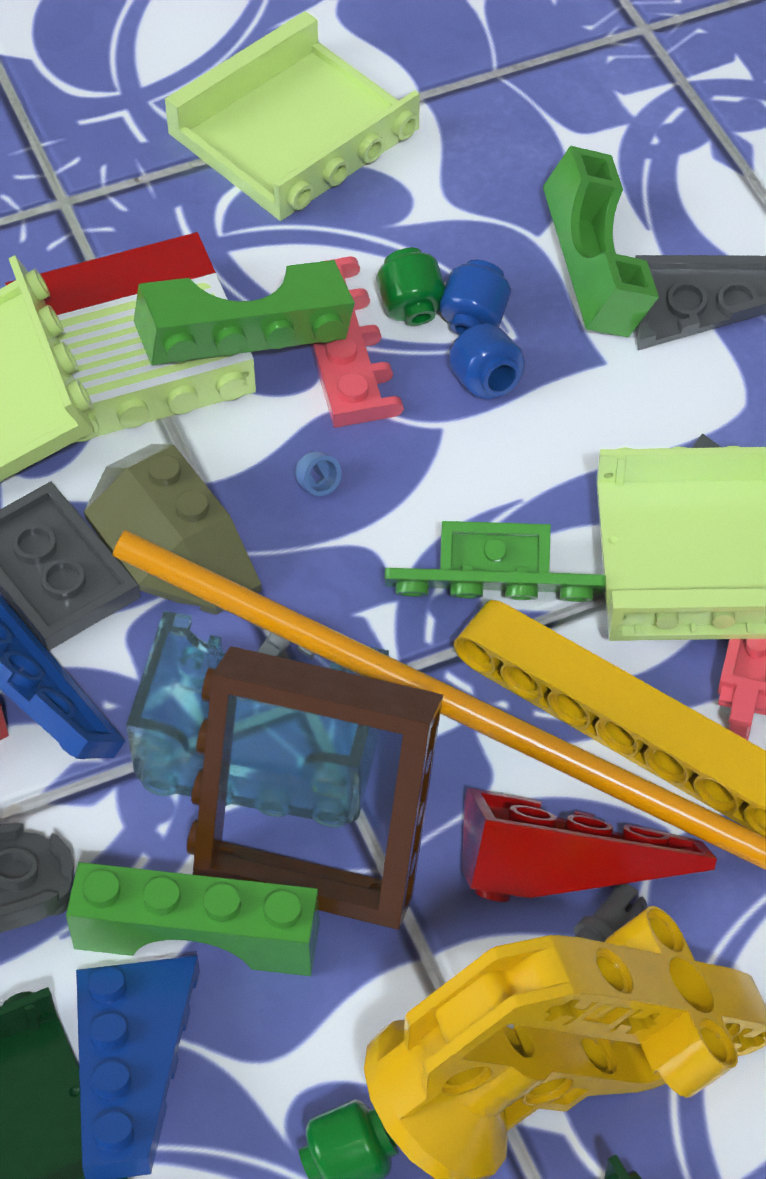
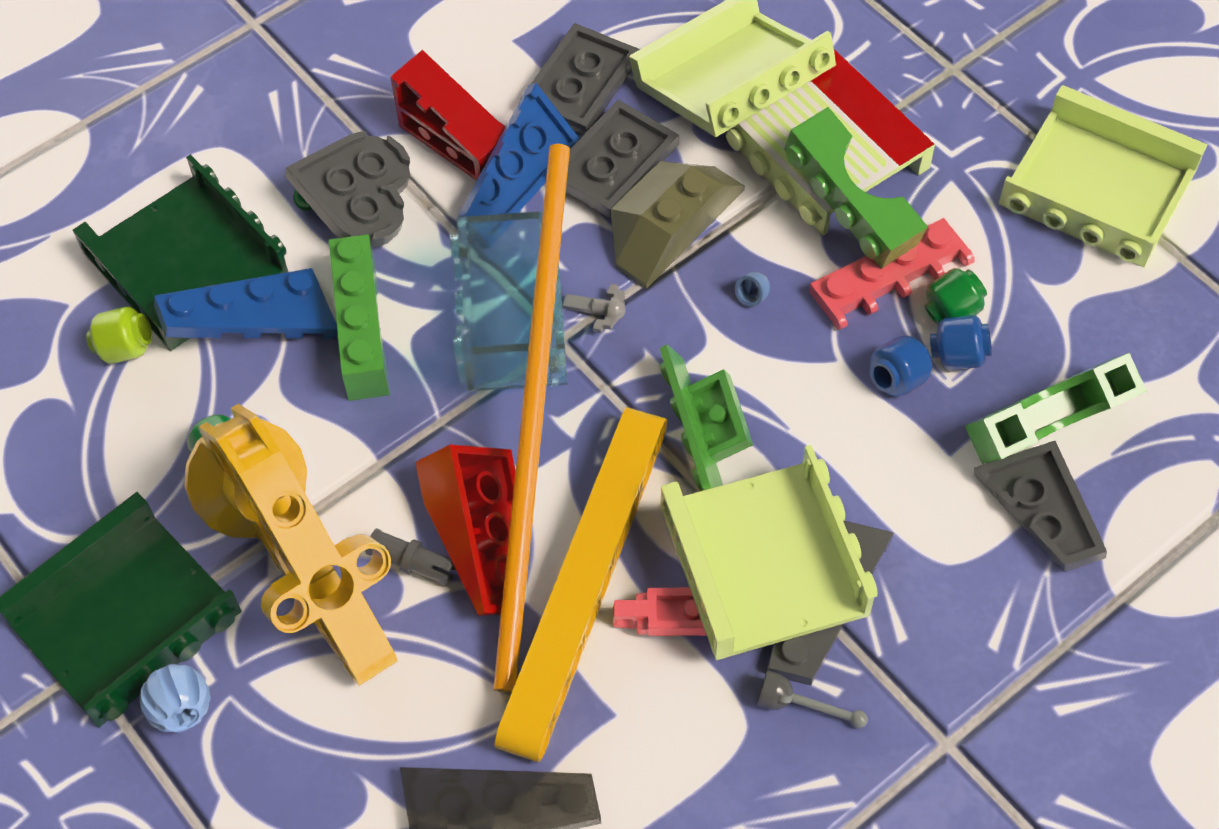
camera: 75 degrees right, 5 degrees up
(335, 696) = (426, 391): reddish brown window -> none

